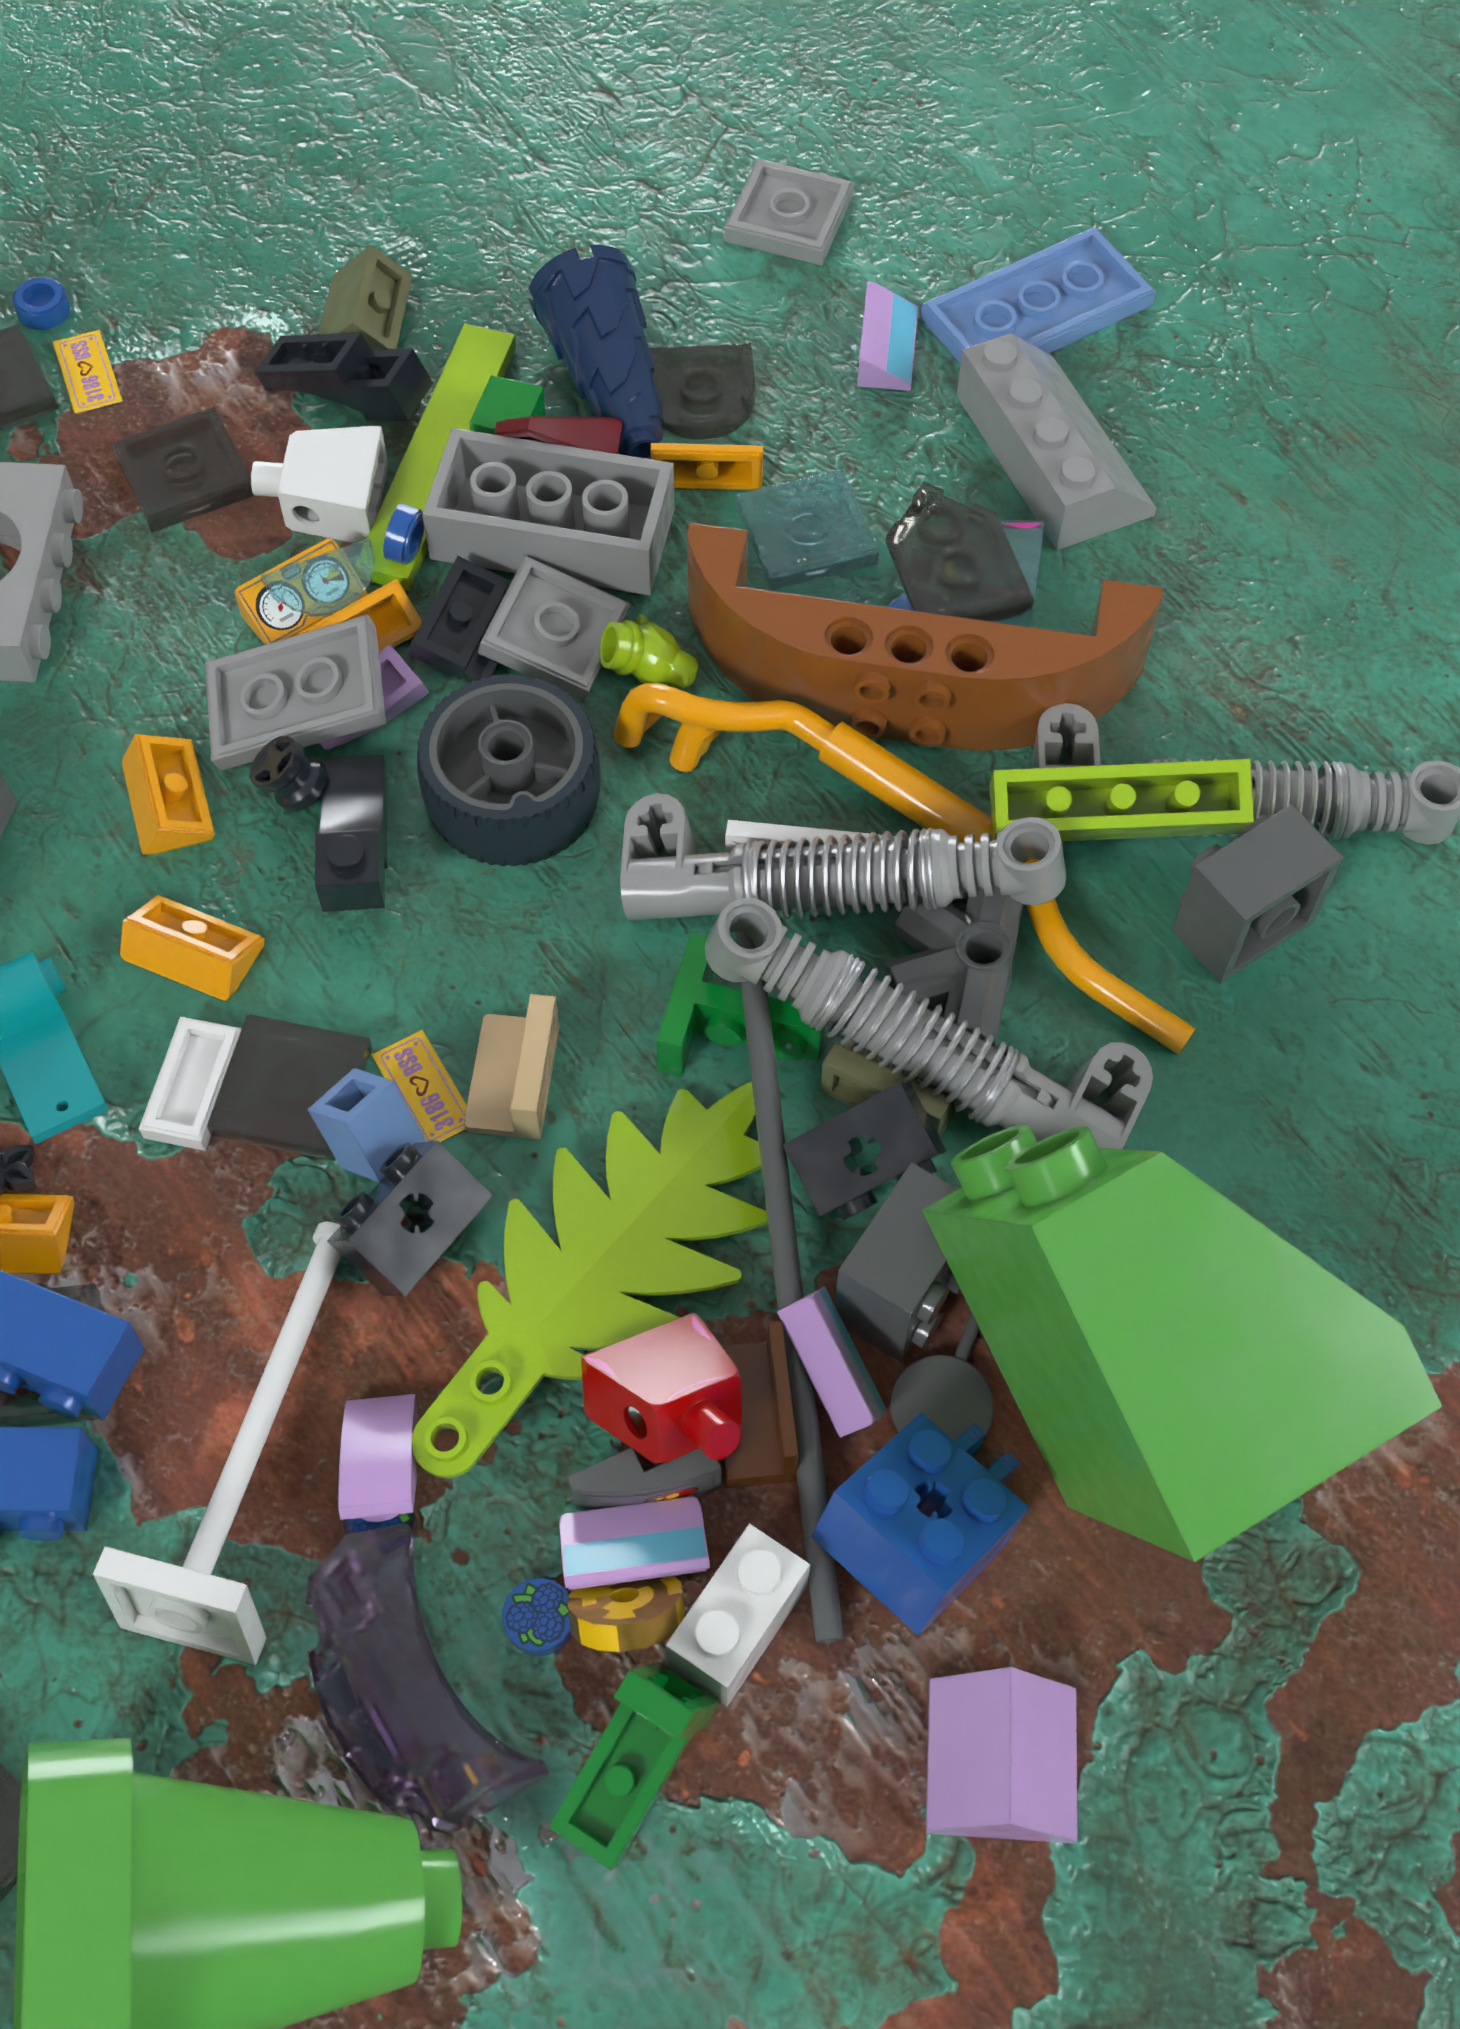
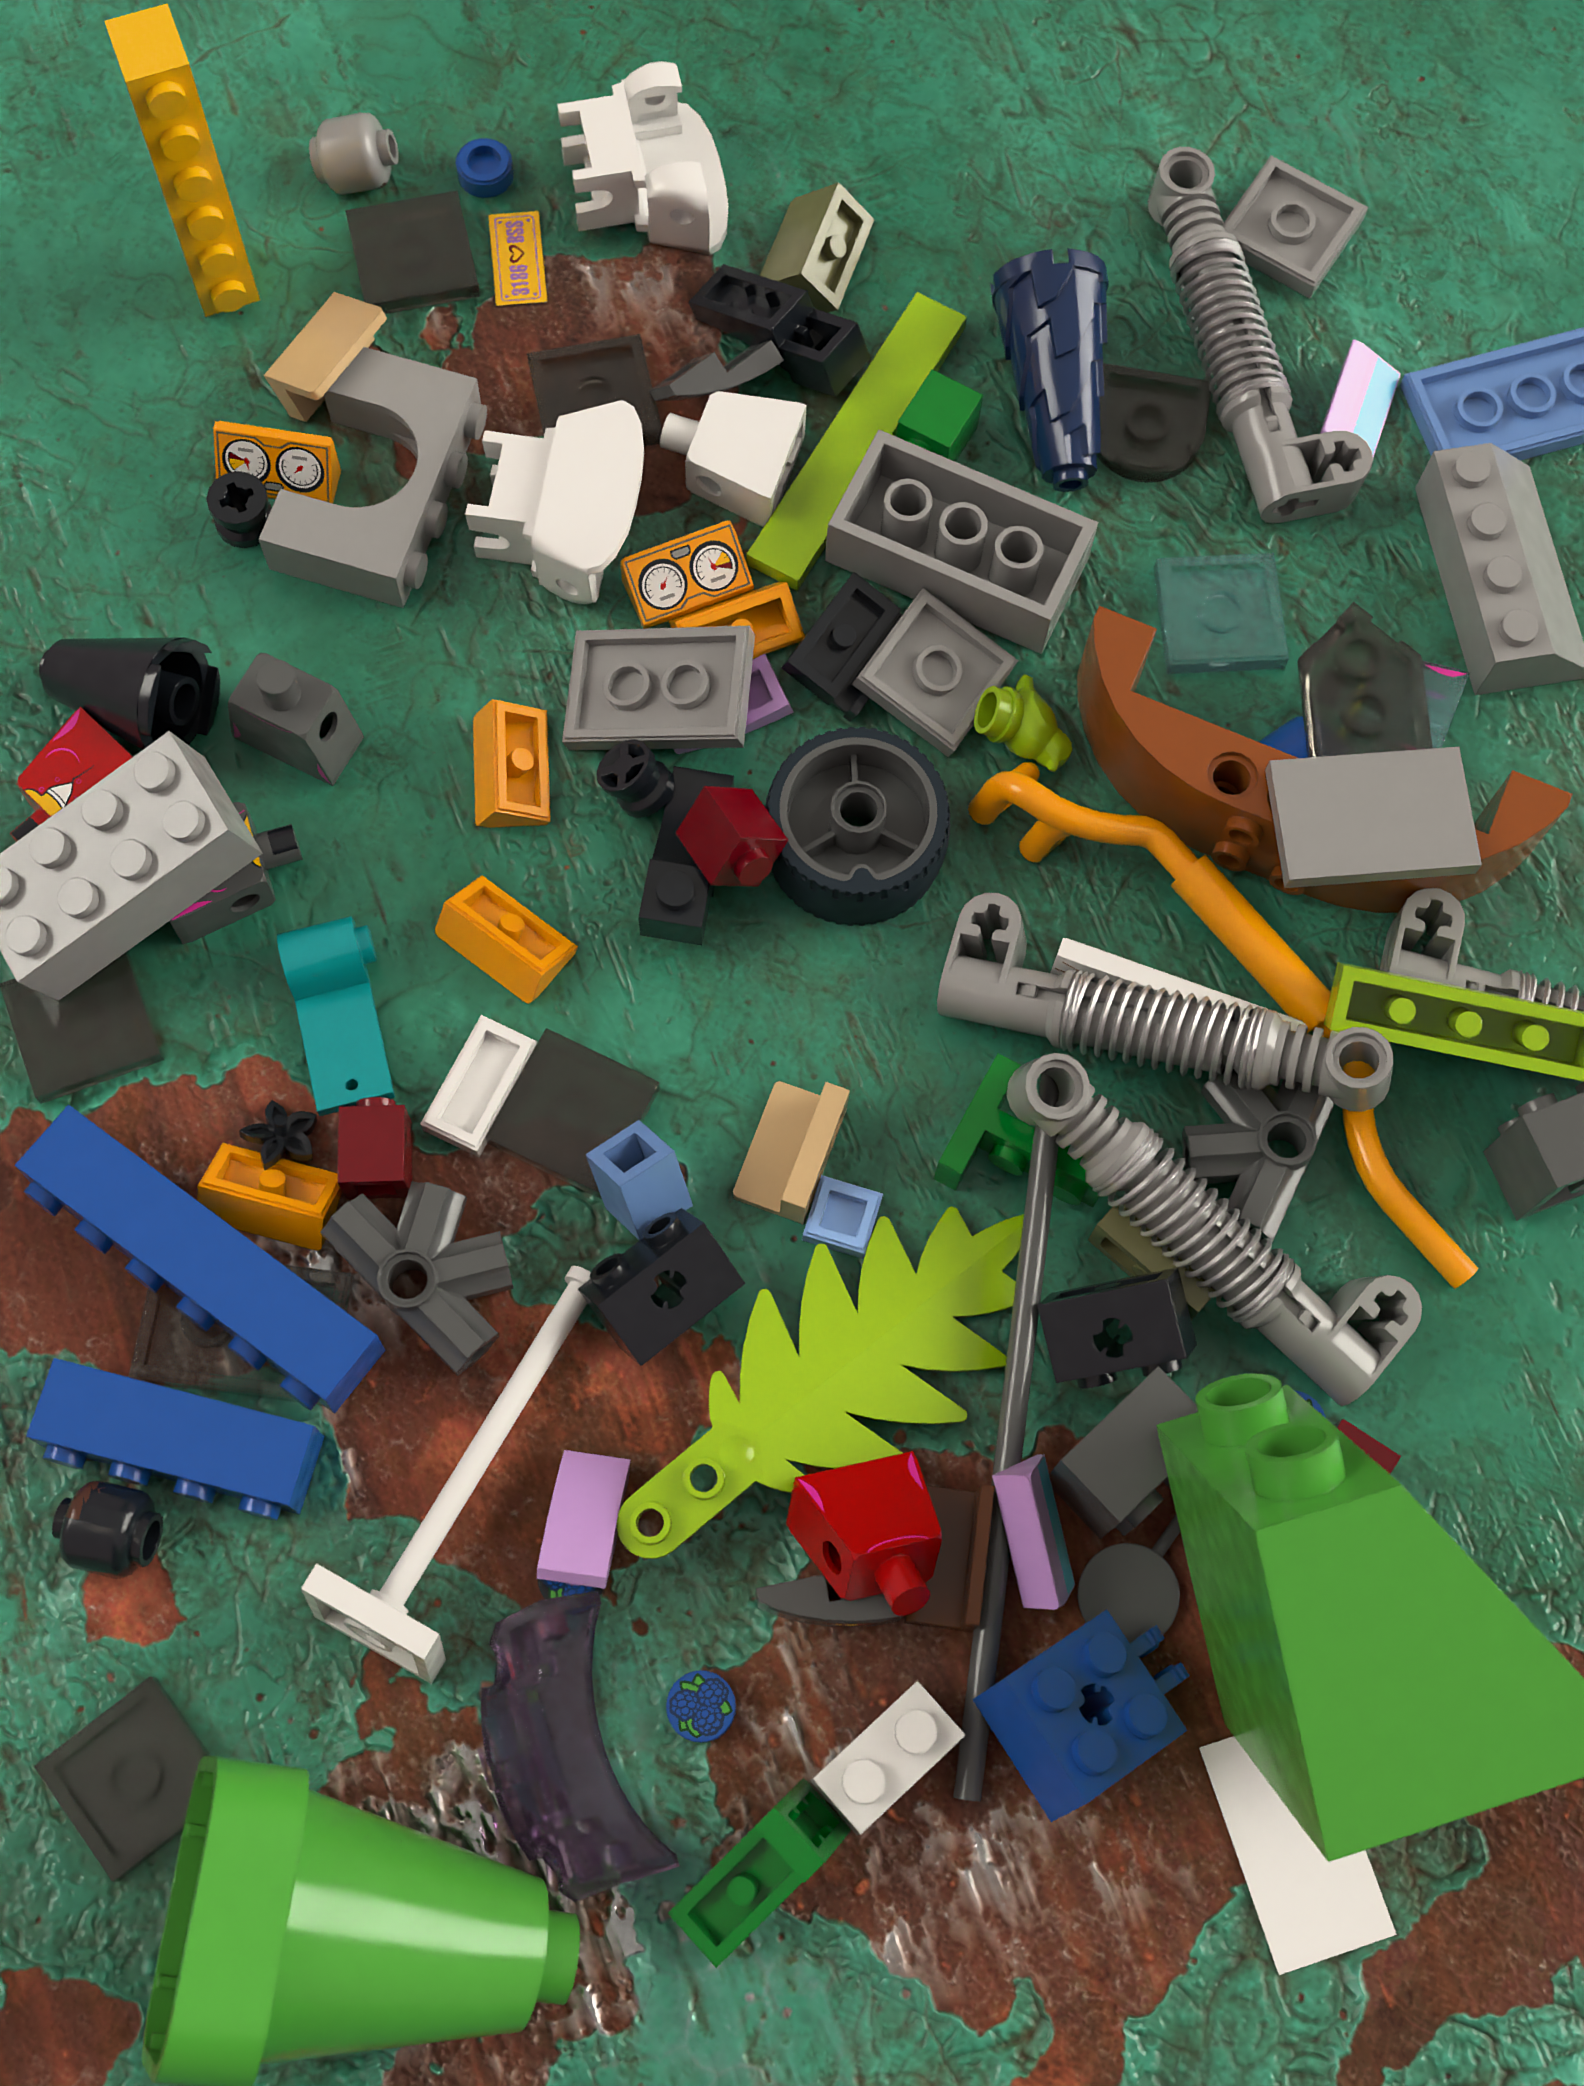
camera: 10 degrees right, 10 degrees up
(97, 1161) = (374, 1149): none -> dark red brick
(166, 548) = (563, 498): none -> white piece
(167, 1238) = (427, 1244): none -> dark grey piece
(190, 265) = (647, 162): none -> white piece
(274, 429) = (707, 374): none -> dark grey slope
(325, 581) = (713, 570): clear light blue tile -> none
(389, 794) = (731, 836): none -> dark red brick
(403, 534) = (804, 536): blue tile -> none
(424, 1086) = (701, 1142): yellow sticker -> none
(576, 1121) = (842, 1216): none -> light blue tile
(578, 432) = (1004, 459): dark red slope -> none
(626, 1613) = (784, 1727): piece -> none
(633, 1542) = (804, 1662): lavender slope -> none
(712, 465) = (1136, 521): light orange slope -> none
(789, 342) = (1253, 399): none -> light grey piece
(985, 641) = (1372, 817): none -> light grey tile
(1002, 1757) = (1100, 1953): lavender slope -> none
(1173, 1619) = (1302, 1901): none -> white sticker

